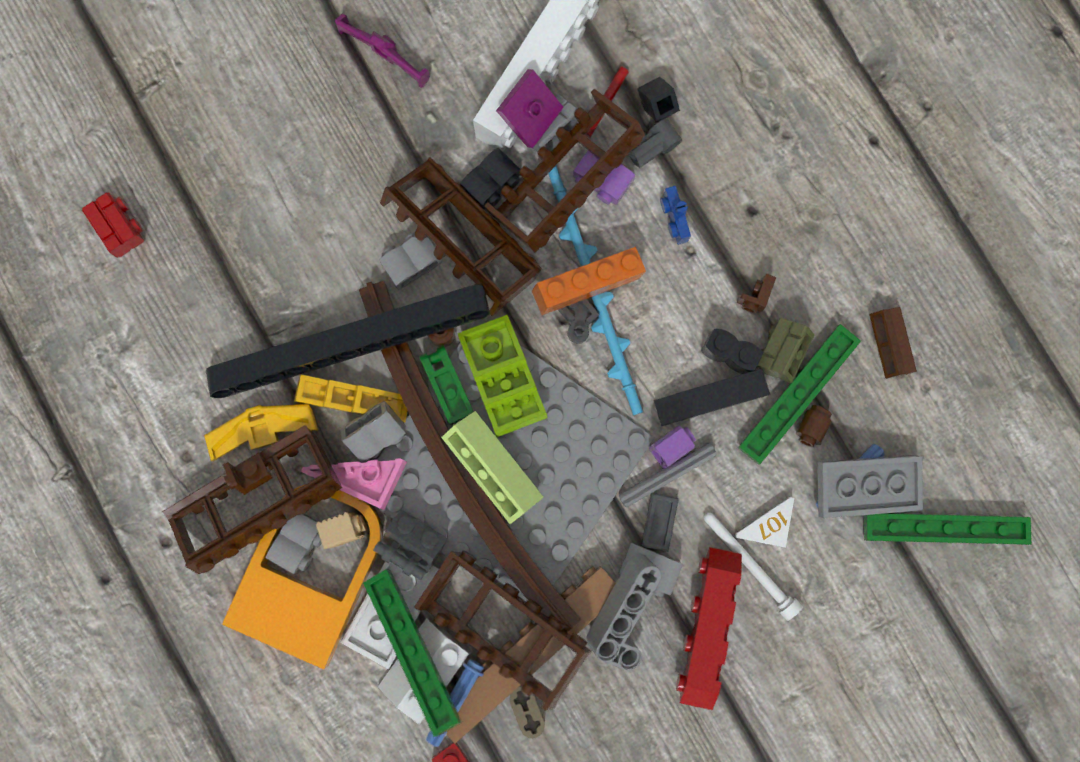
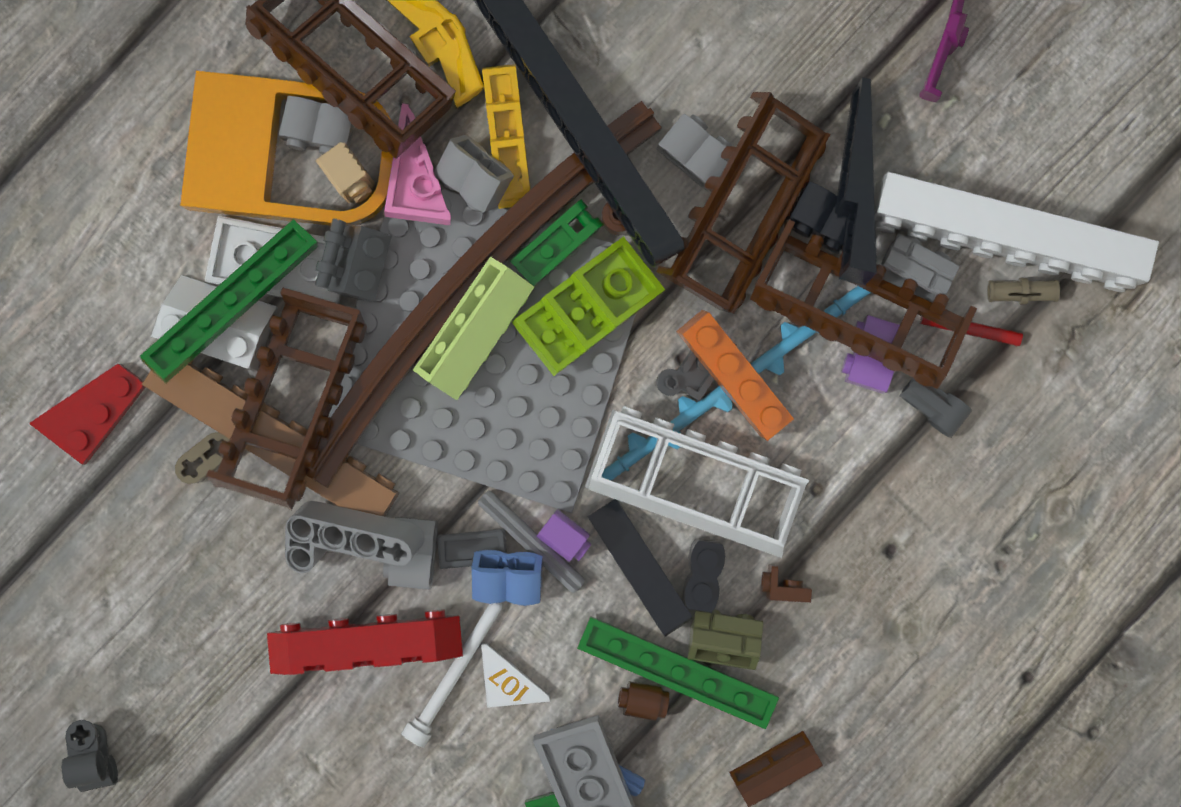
camera: 80 degrees right, 5 degrees up
(247, 474) = (376, 42): reddish brown bracket -> none
(461, 690) = (206, 373): medium blue axle -> none
(478, 148) = (856, 190): none -> black slope
(530, 108) = (924, 237): magenta plate -> none
(589, 56) = (1023, 291): none -> dark tan pin
(629, 326) = (724, 452): none -> white window
(658, 99) = (992, 393): black brick -> none
(677, 211) = (840, 464): blue plate -> none
(690, 500) = (507, 577): none -> medium blue brick

